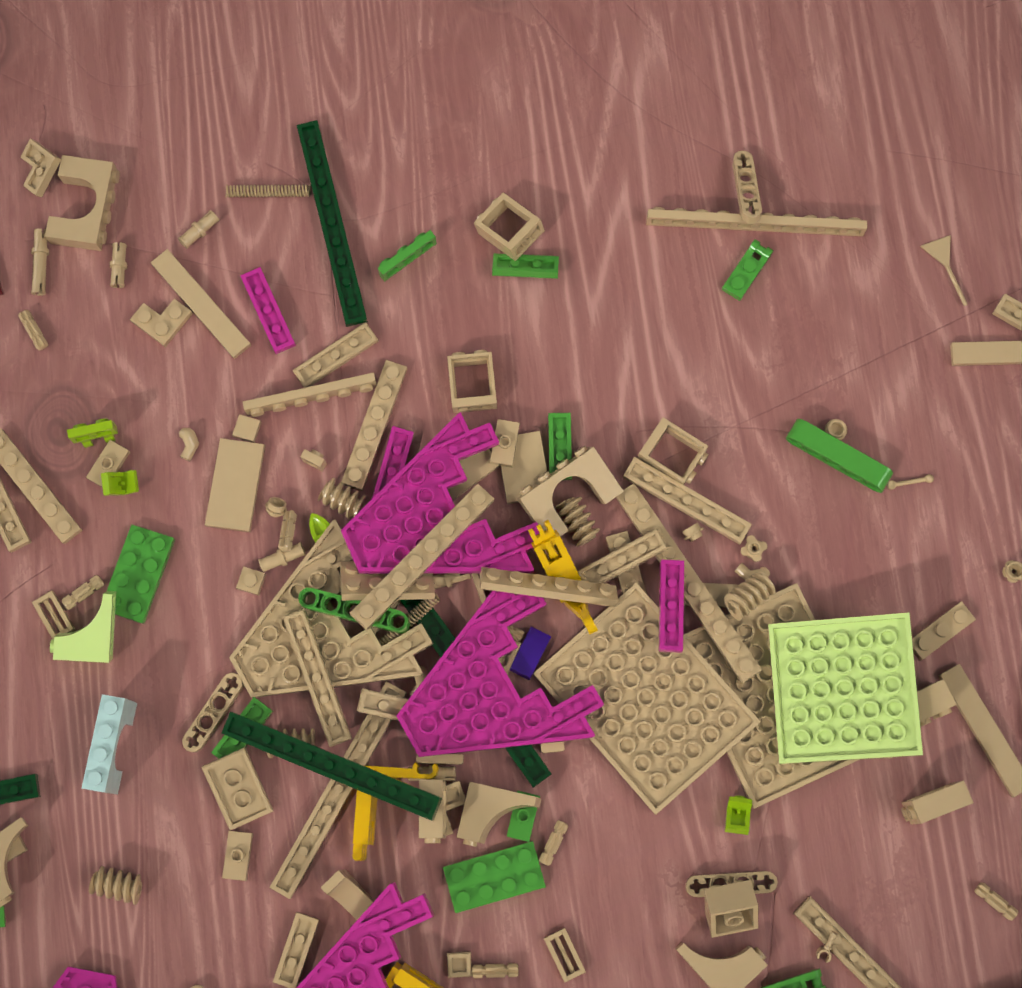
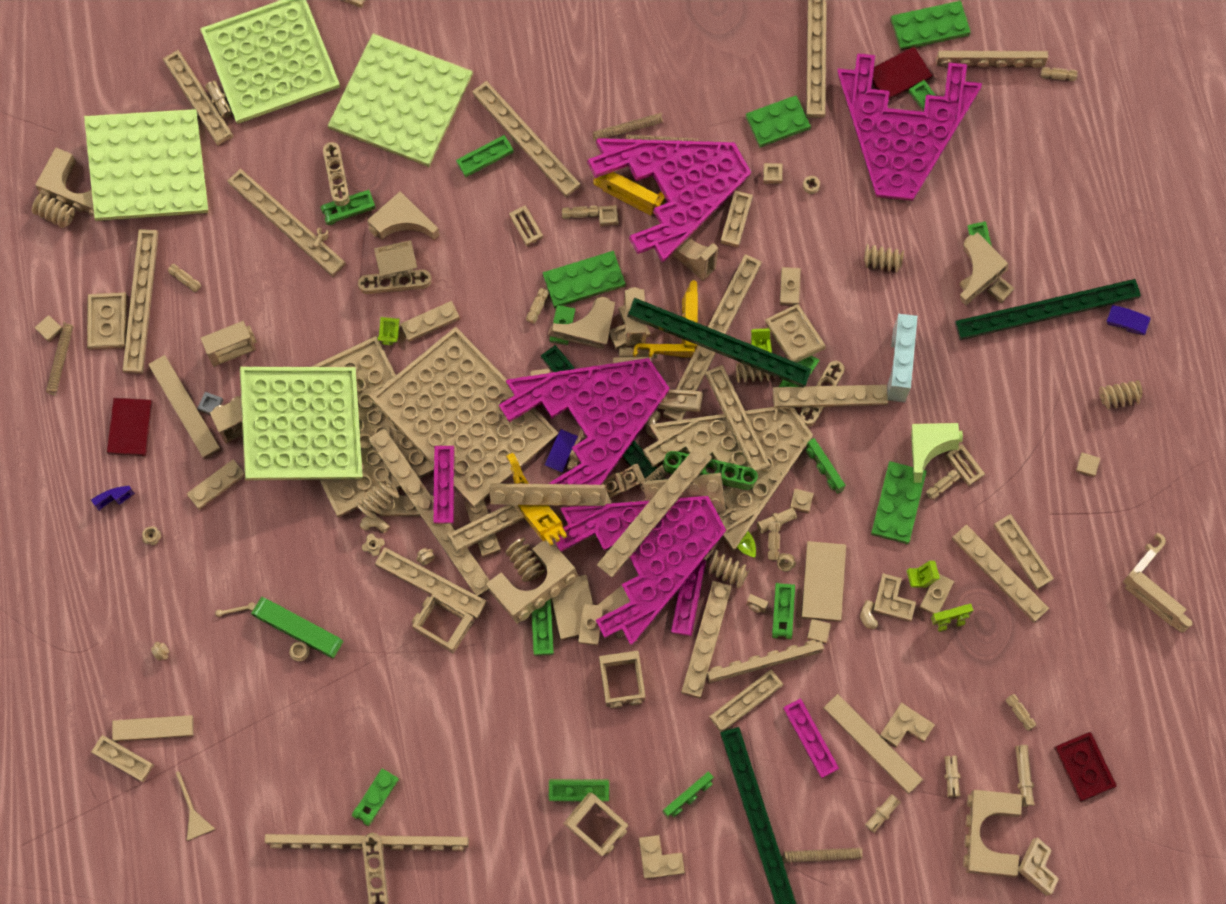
camera: 175 degrees right, 5 degrees down
(163, 457) = (888, 602): none -> tan plate
(202, 704) = (830, 396): none -> tan plate
(219, 618) = (824, 466): none -> bright green plate
(280, 777) = (761, 338): none -> lime bracket
(284, 452) = (783, 610): none -> bright green plate
(445, 189) = (657, 864): none -> tan plate
(457, 612) = (623, 480): none -> tan slope
(687, 828) = (430, 321): none -> tan plate
(953, 732) = (209, 402): none -> light grey tile
(994, 435) = (160, 651): none -> tan plate

